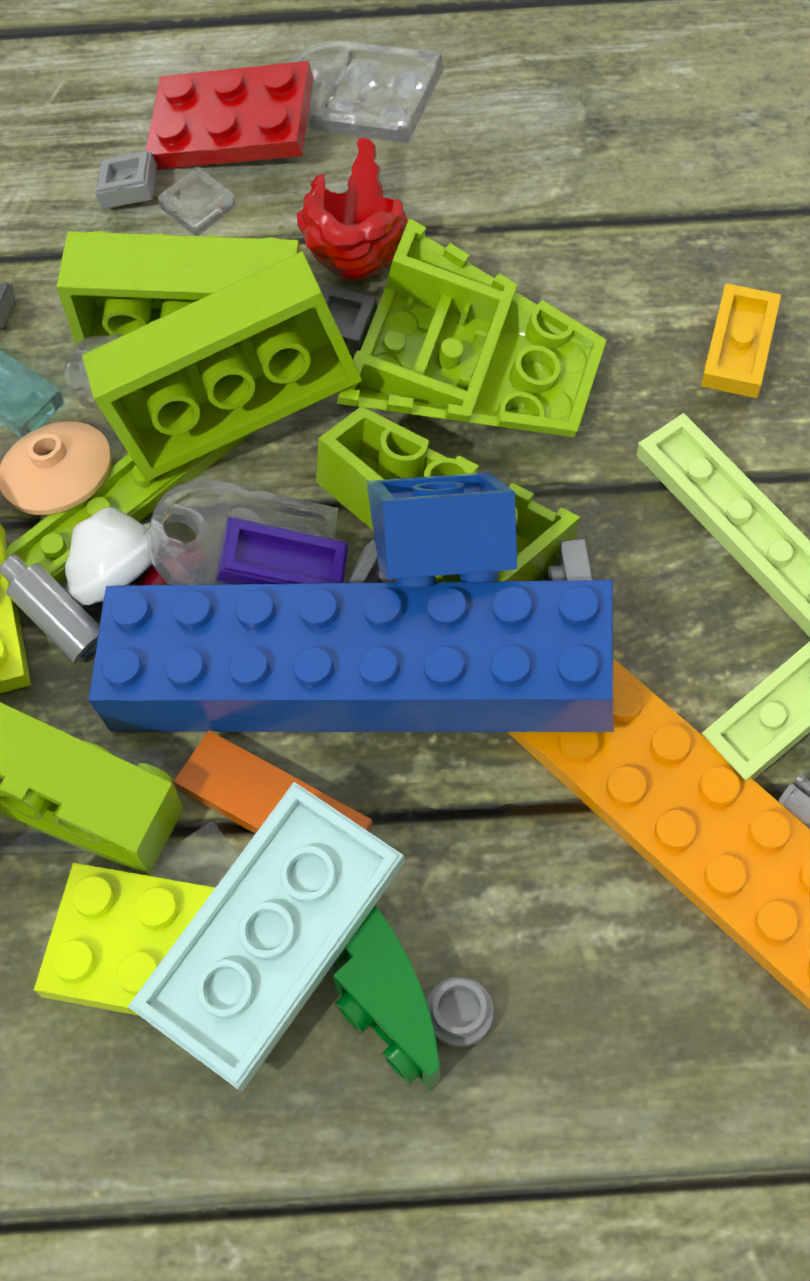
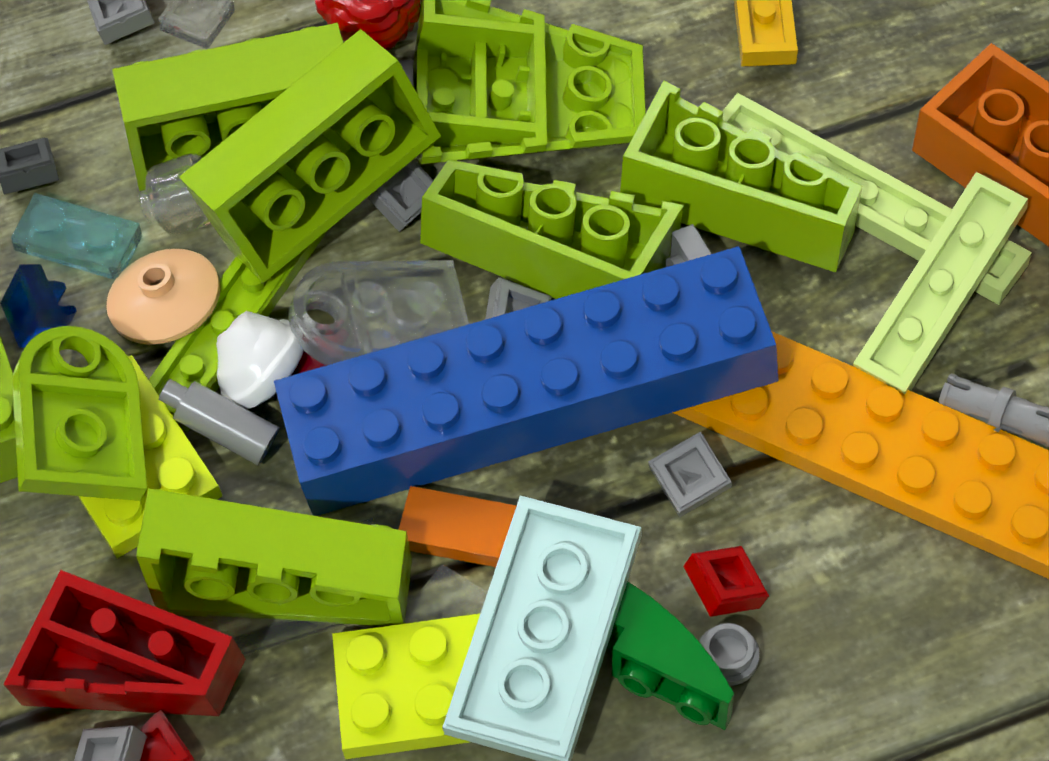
camera: 20 degrees left, 5 degrees down
(278, 556) = (418, 312): dark purple tile -> none
(311, 423) = (402, 195): none -> light grey tile
(443, 527) = (573, 241): blue slope -> none
(485, 930) = (726, 581): none -> red tile
(491, 802) = (690, 474): none -> light grey tile
(648, 507) = (739, 182): none -> lime wedge

